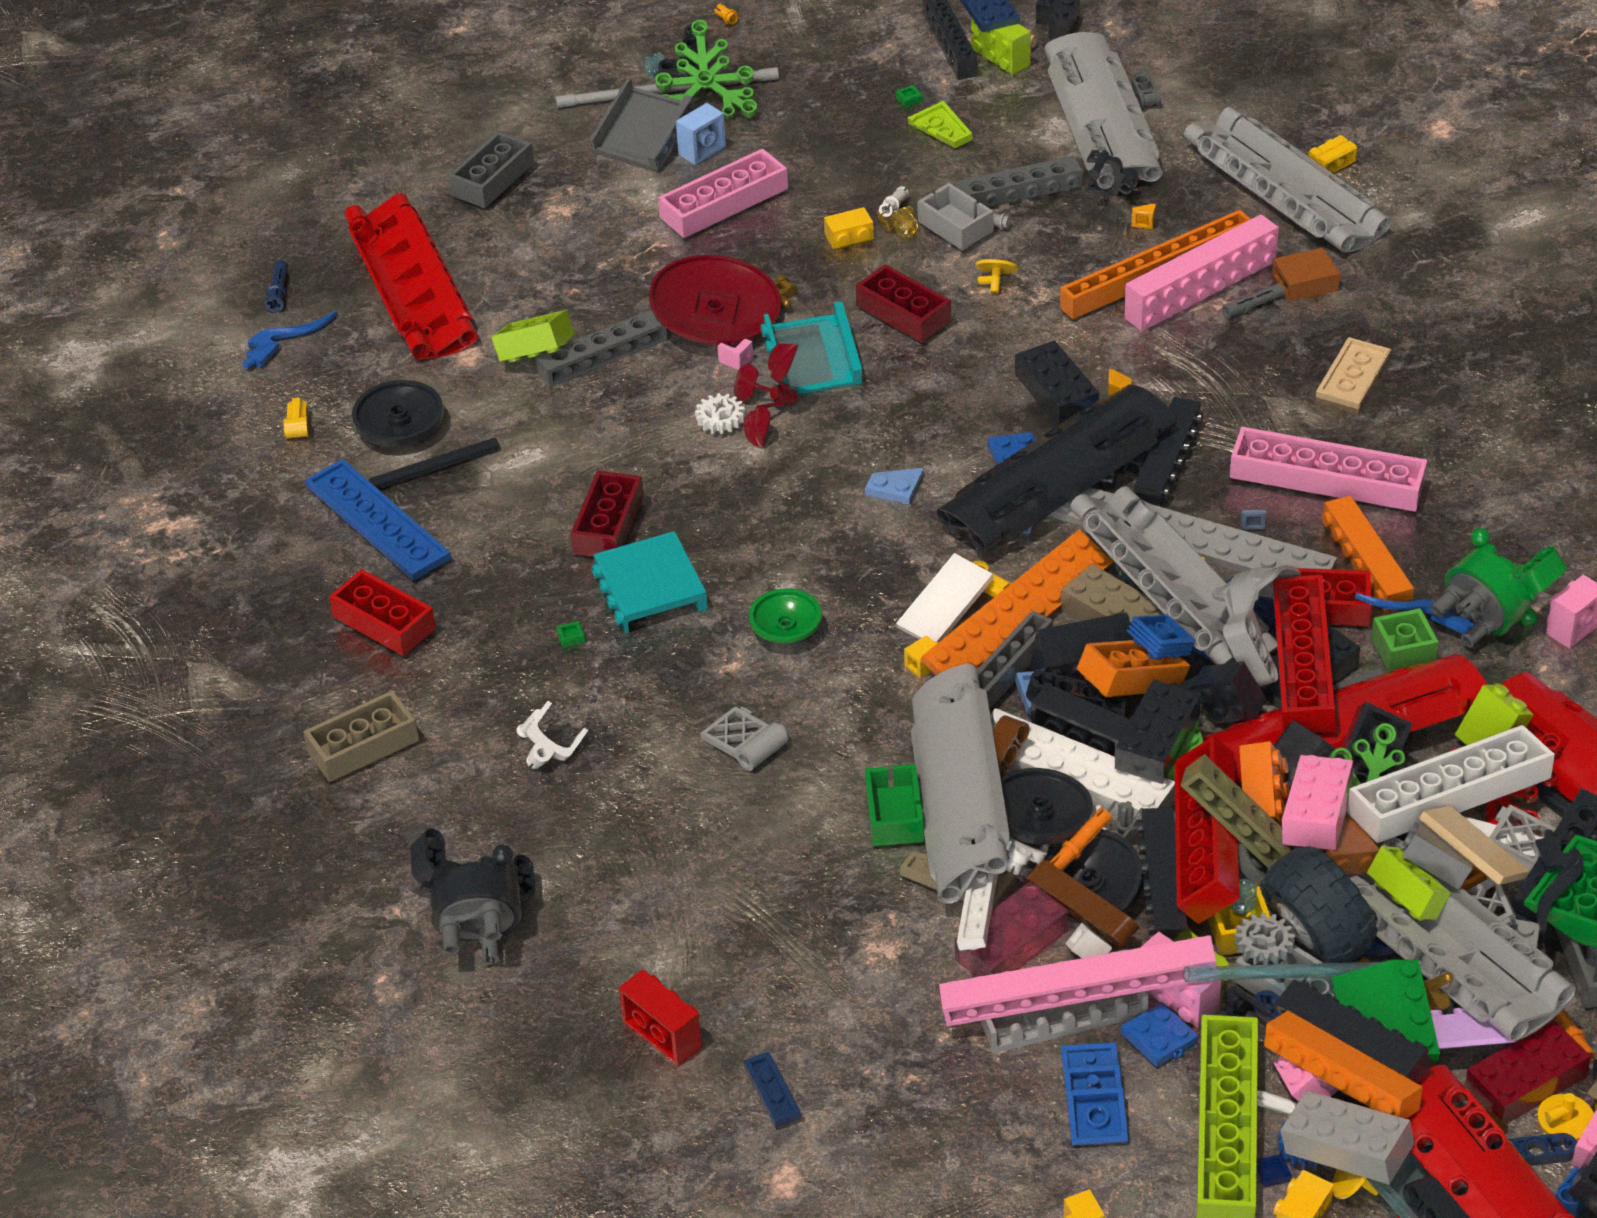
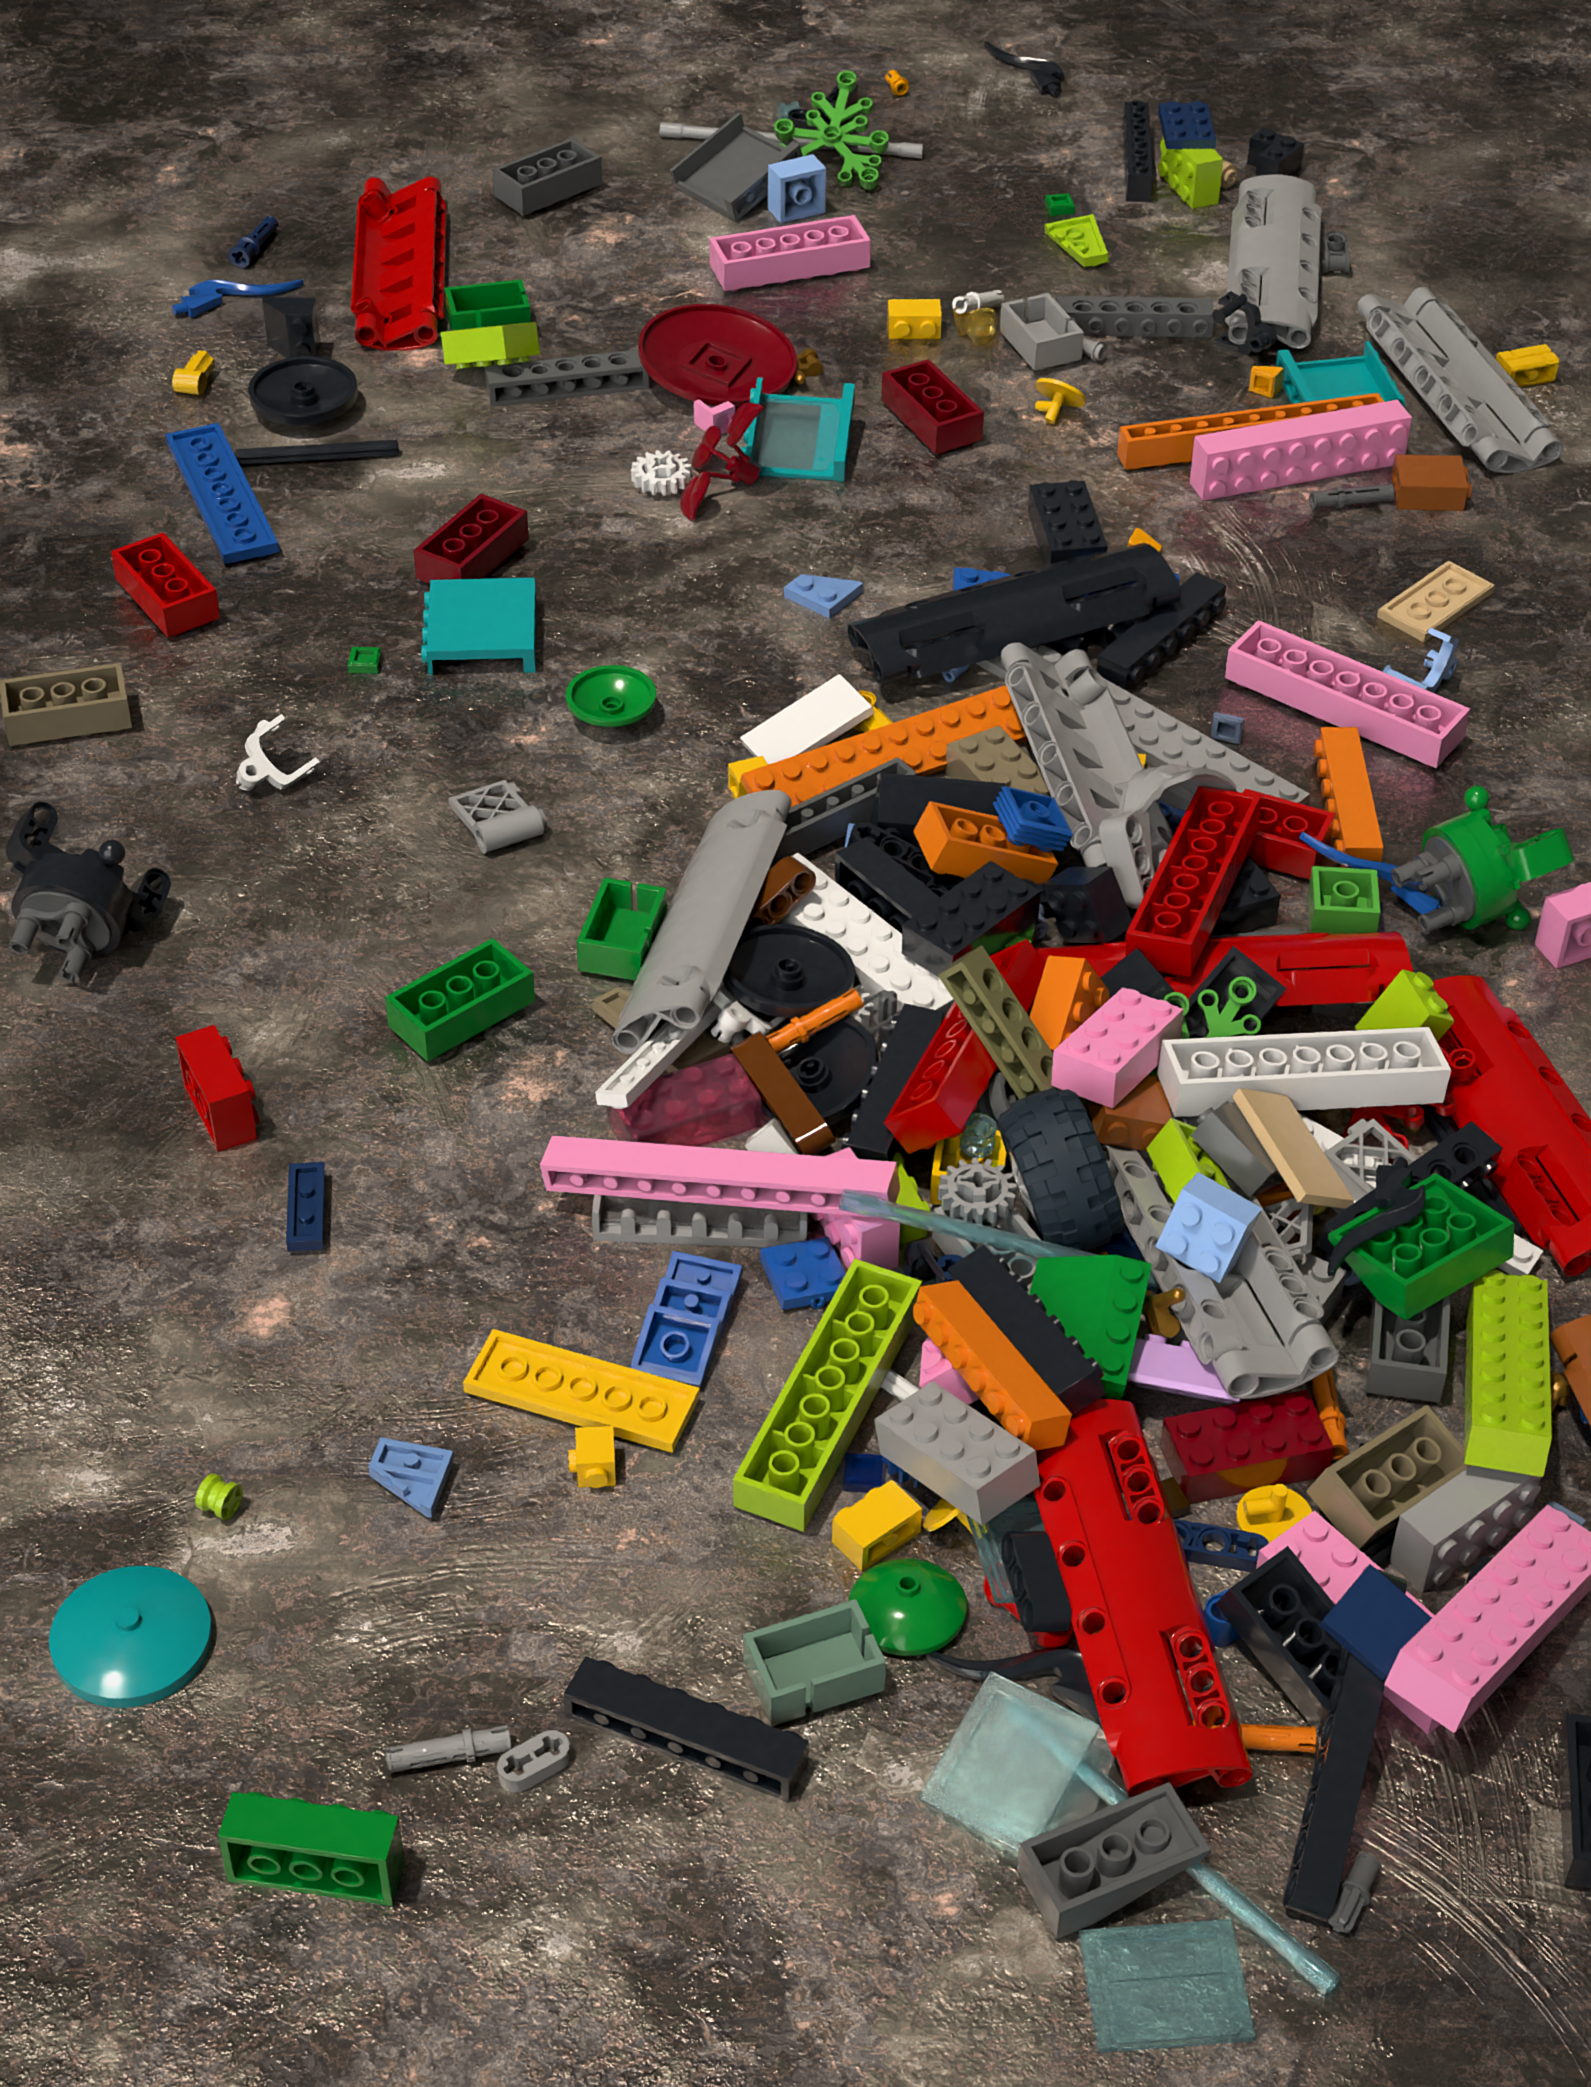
camera: 15 degrees right, 0 degrees up
(359, 359) = (292, 325): none -> black slope
(508, 302) = (487, 305): none -> green piece
(802, 895) = (460, 999): none -> green brick
(1047, 1169) = (582, 1390): none -> yellow plate
(1198, 203) = (1337, 377): none -> teal panel
(1384, 427) = (1442, 666): none -> light blue piece
(1447, 921) = (1208, 1227): none -> light blue brick

